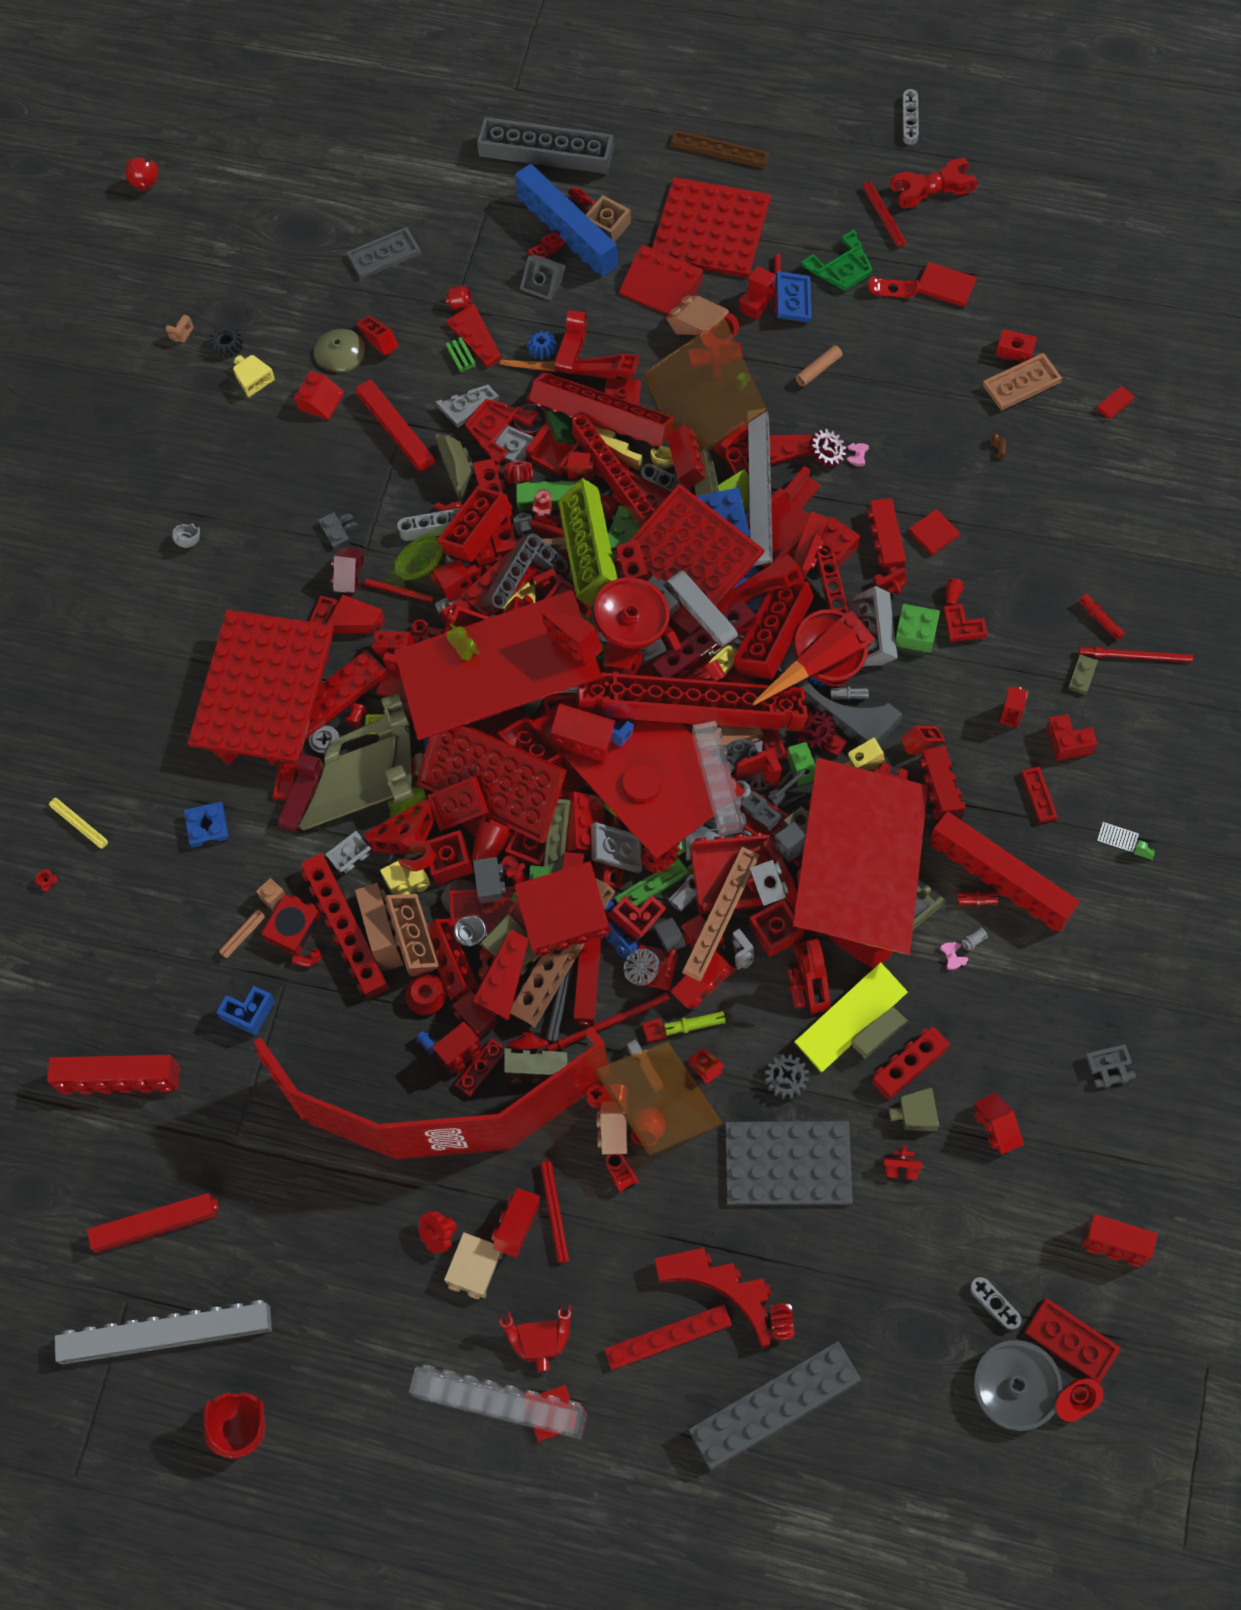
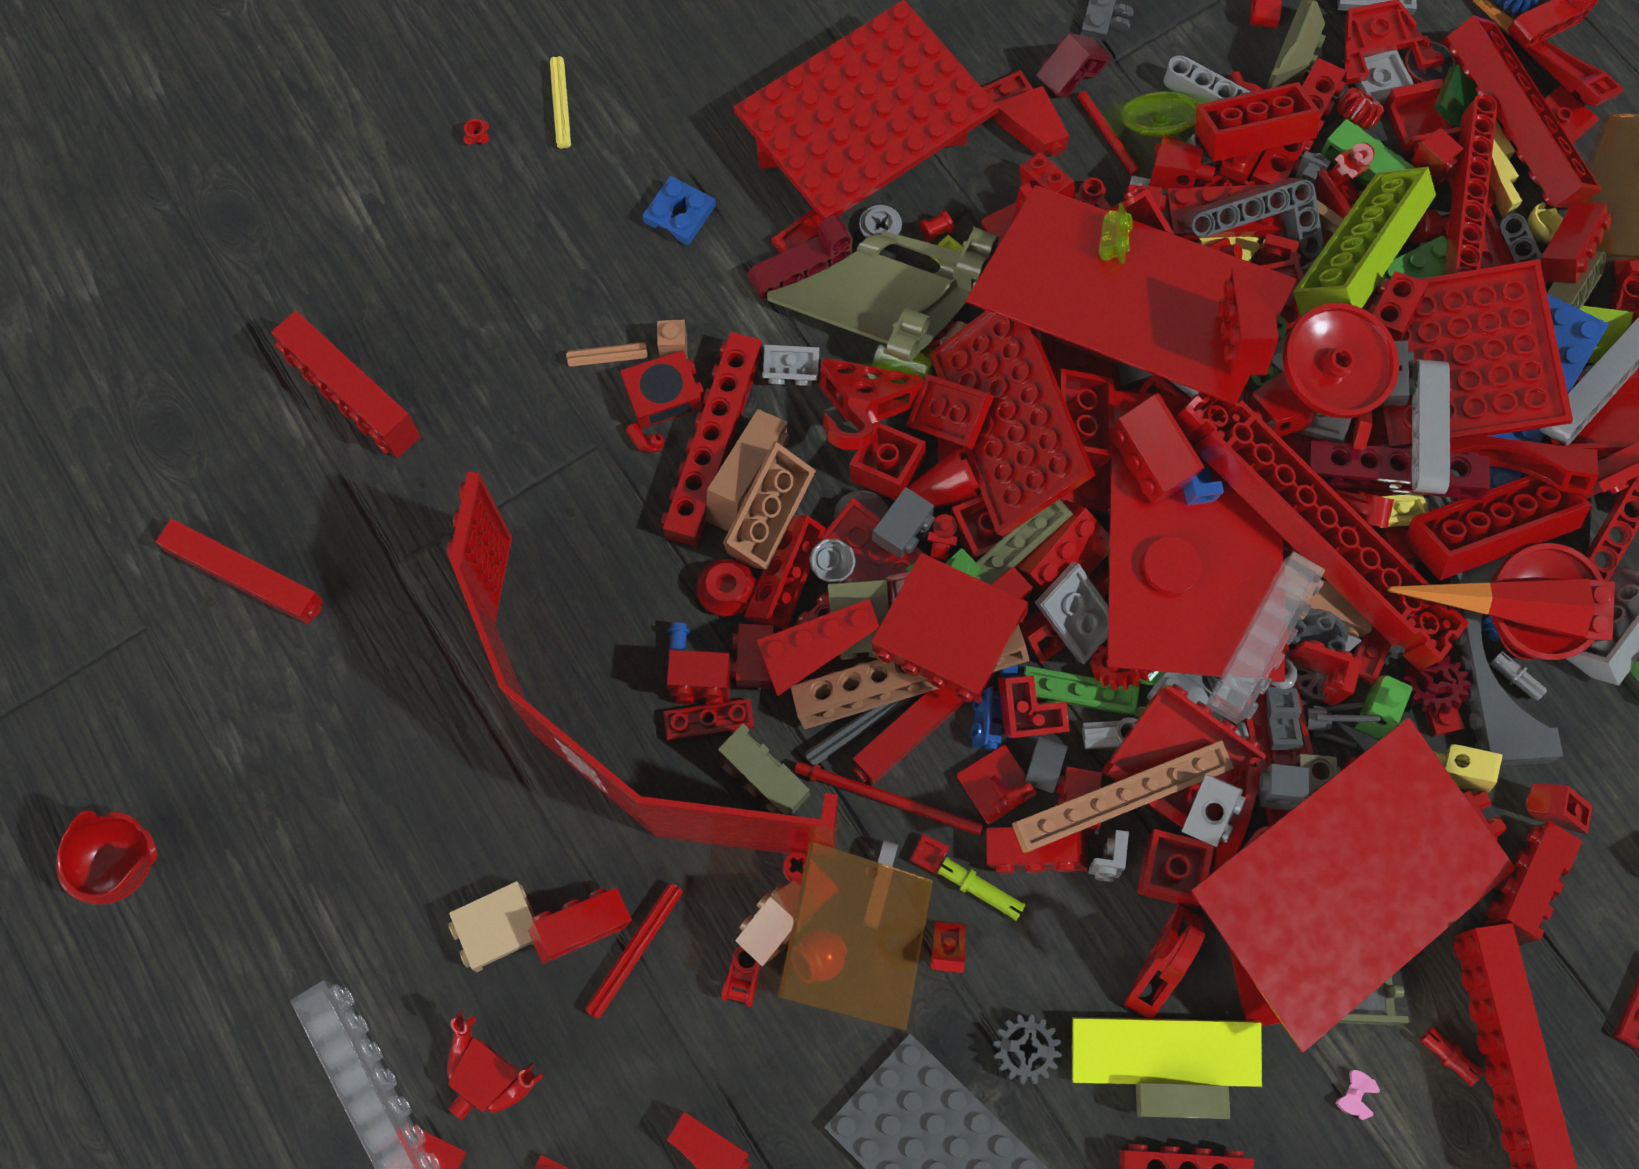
camera: 40 degrees right, 5 degrees up
(163, 1333) = (143, 696): light grey brick -> none
(249, 1014) = (533, 444): blue brick -> none
(344, 689) = (946, 188): red plate -> none
(403, 881) = (812, 447): light yellow brick -> none
(436, 1231) = (494, 853): red plant -> none
(528, 1041) = (778, 740): red dish -> none
(641, 967) = (980, 771): light grey wheel -> none
(796, 988) = (1134, 959): red axle -> none
(969, 942) = (1402, 1100): light grey pin -> none

